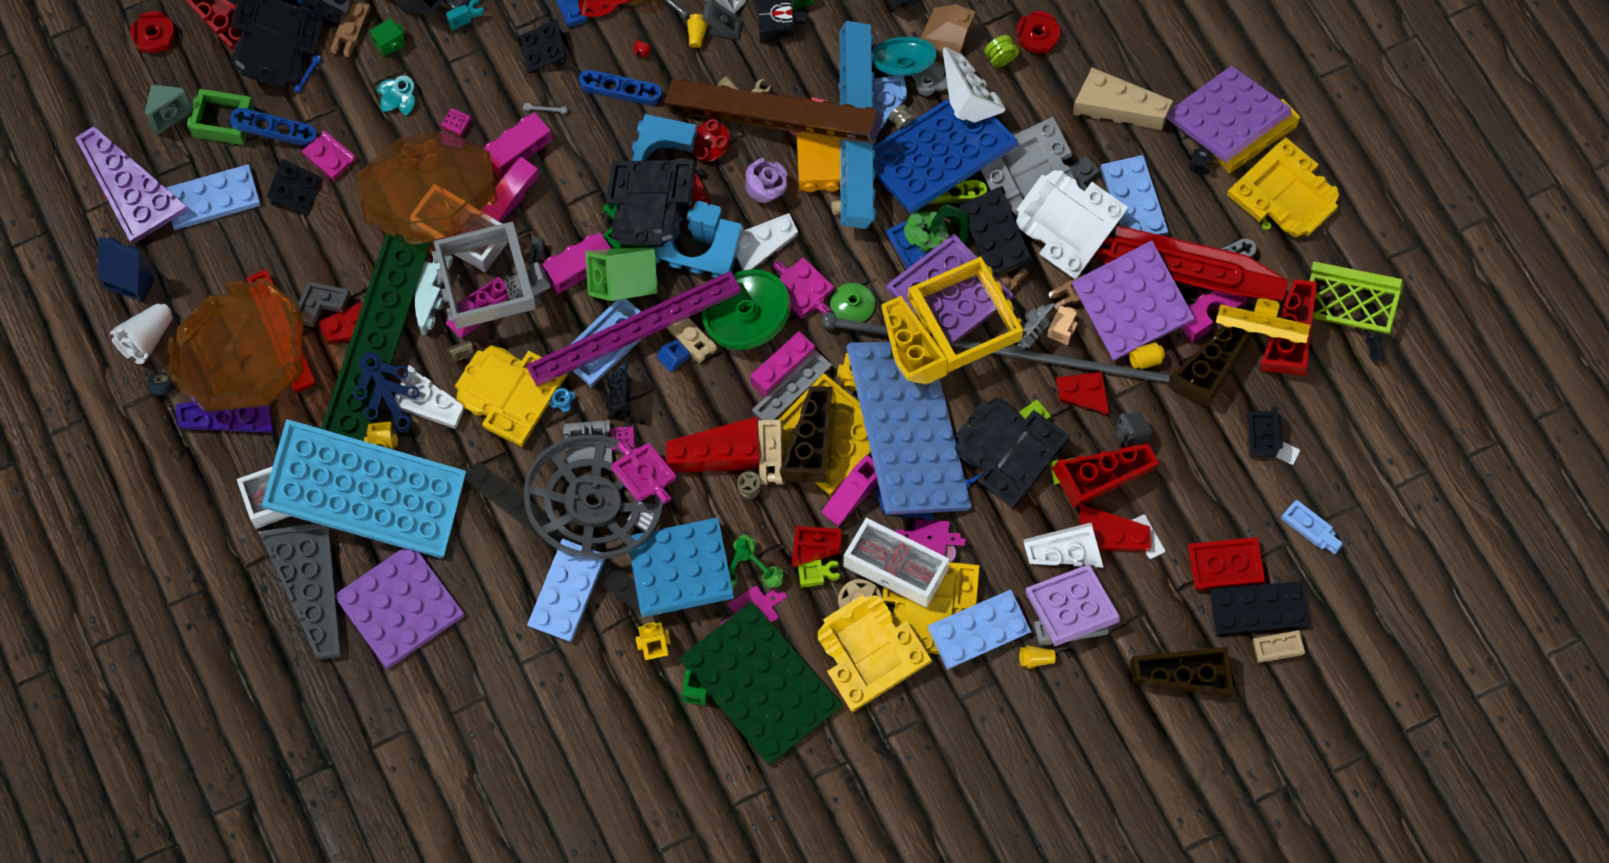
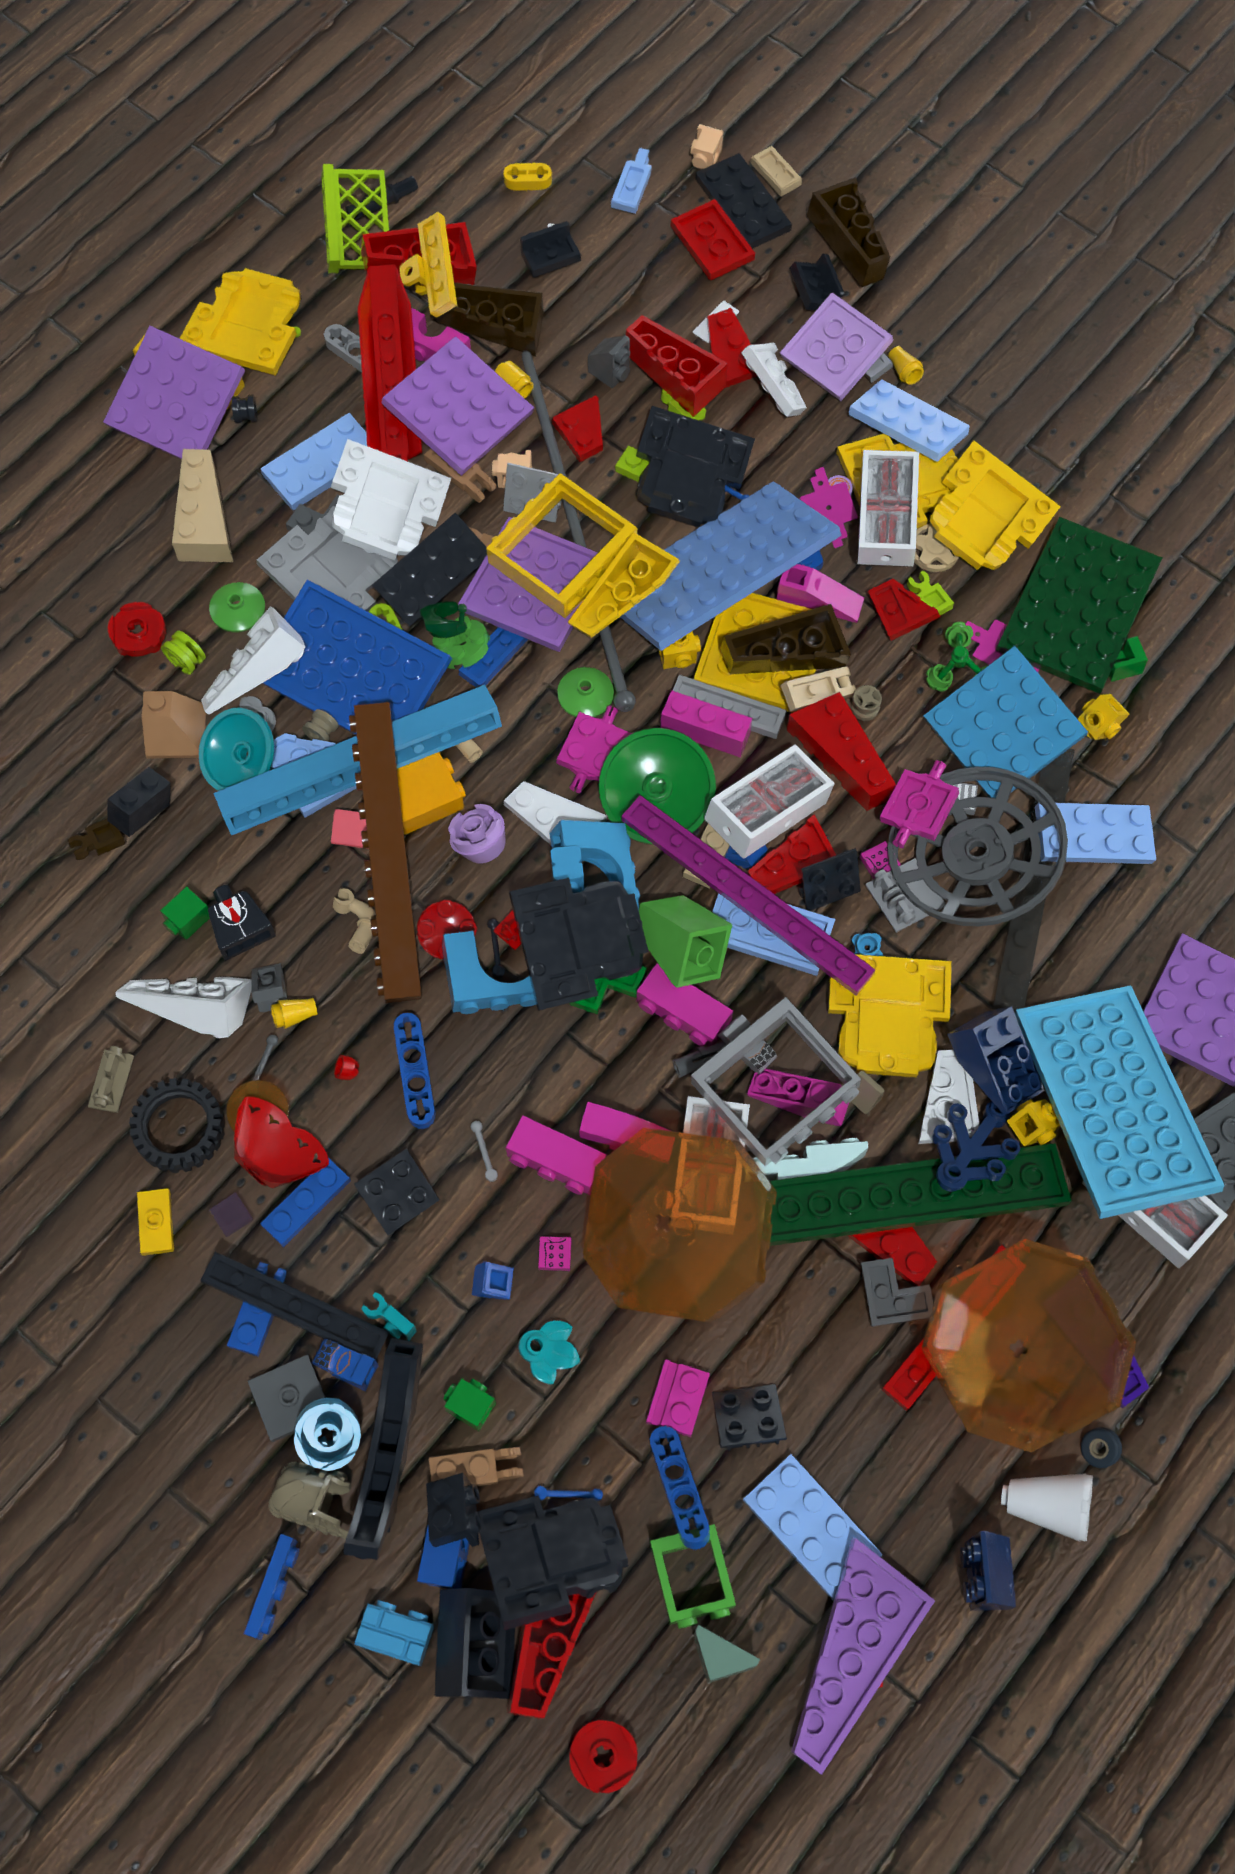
camera: 115 degrees left, 0 degrees up
(436, 435) = (997, 1058): none -> dark blue slope
(458, 81) = (492, 1281): none -> blue slope
(649, 380) = (783, 865): none -> red wing
(695, 372) = (769, 801): none -> brick
(1028, 111) = (238, 616): none -> bright green dish
(1144, 622) = (816, 281): none -> black bracket
(1323, 598) = (706, 146): none -> light nougat brick
(1357, 452) = (527, 176): none -> yellow beam

